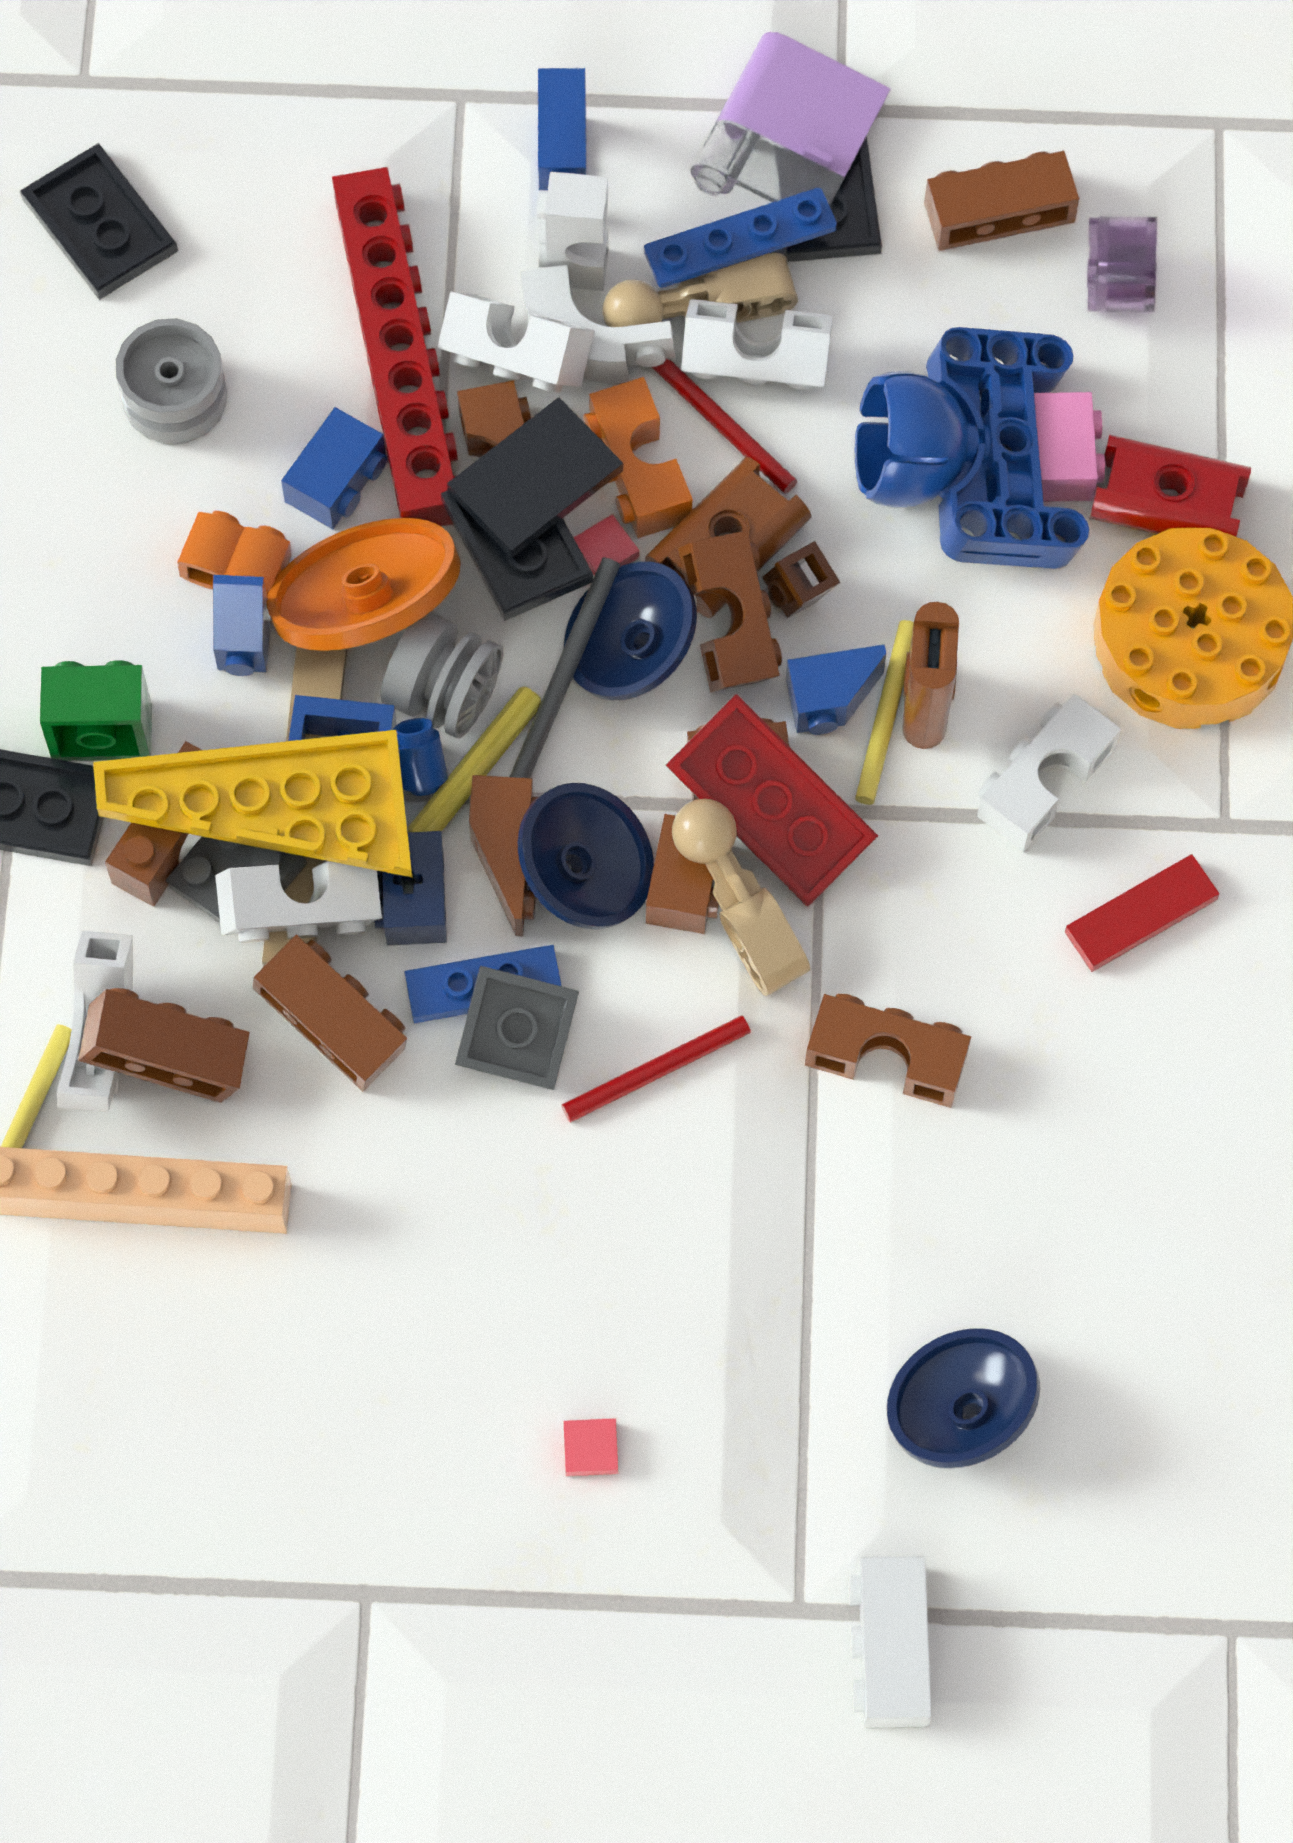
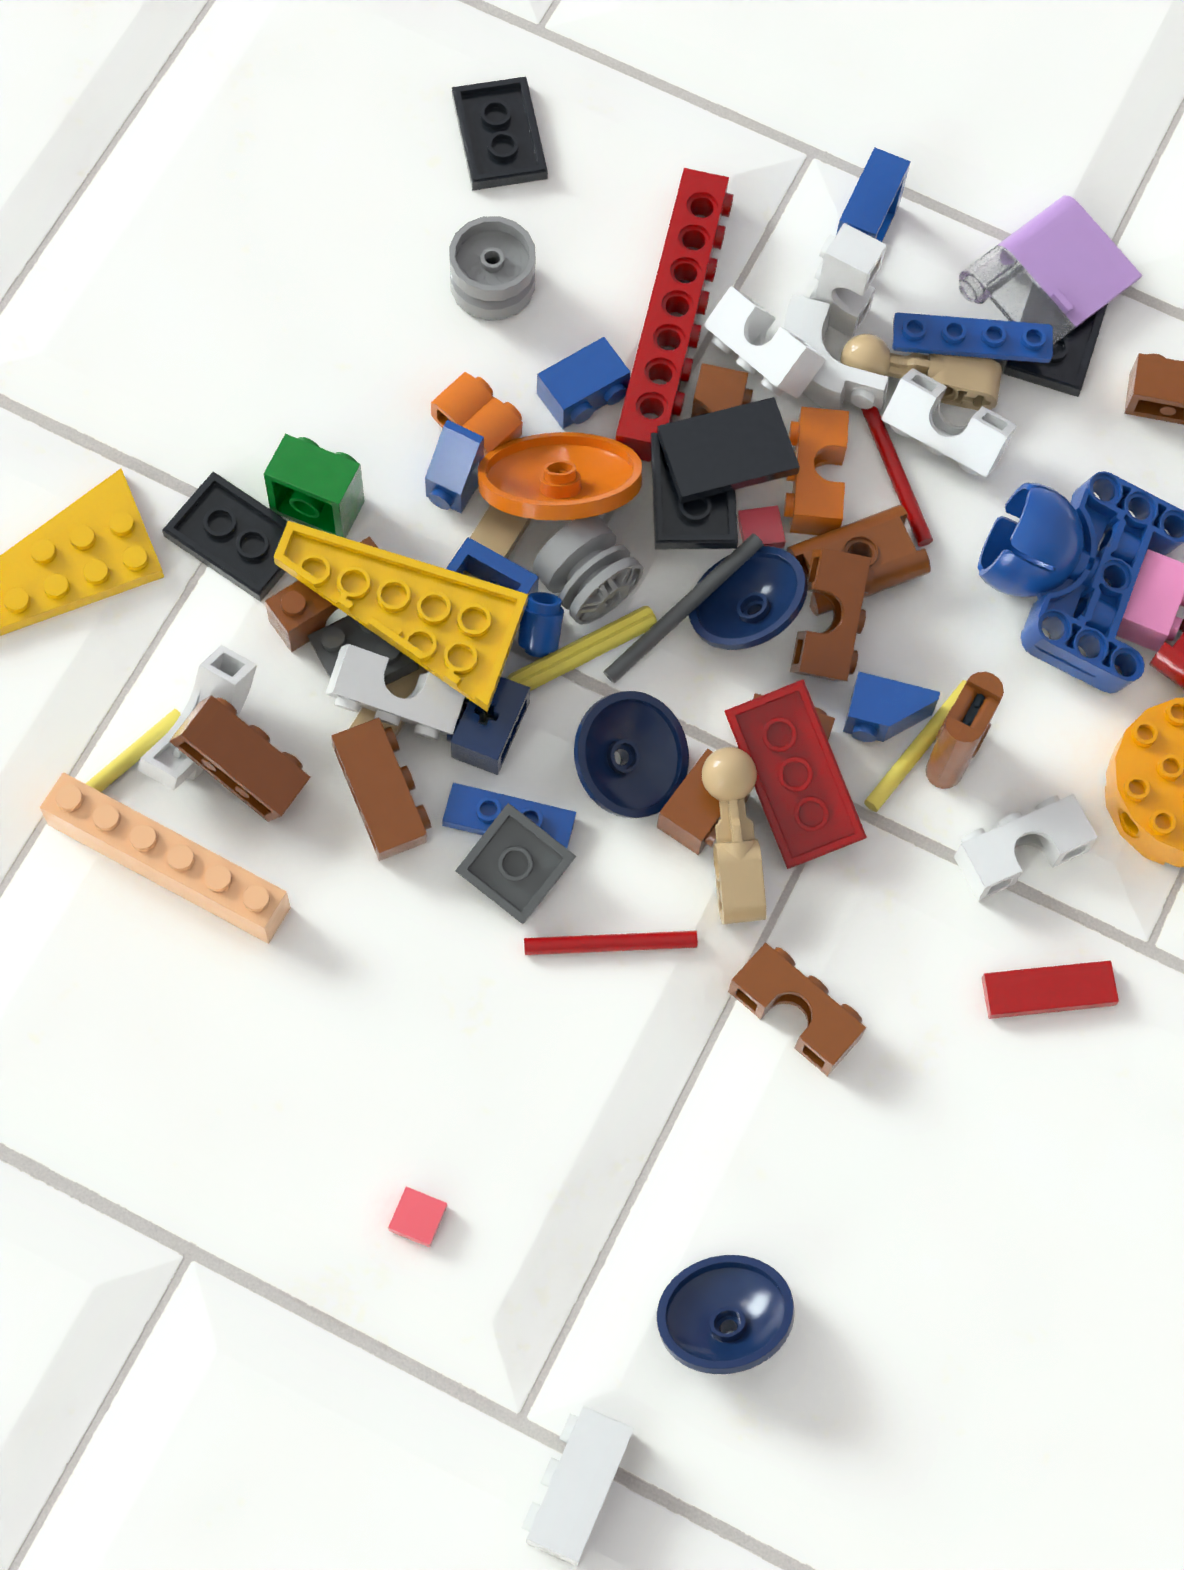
camera: 20 degrees right, 0 degrees up
(494, 826) = (573, 696): dark orange slope -> none
(789, 585) = (888, 615): reddish brown brick -> none

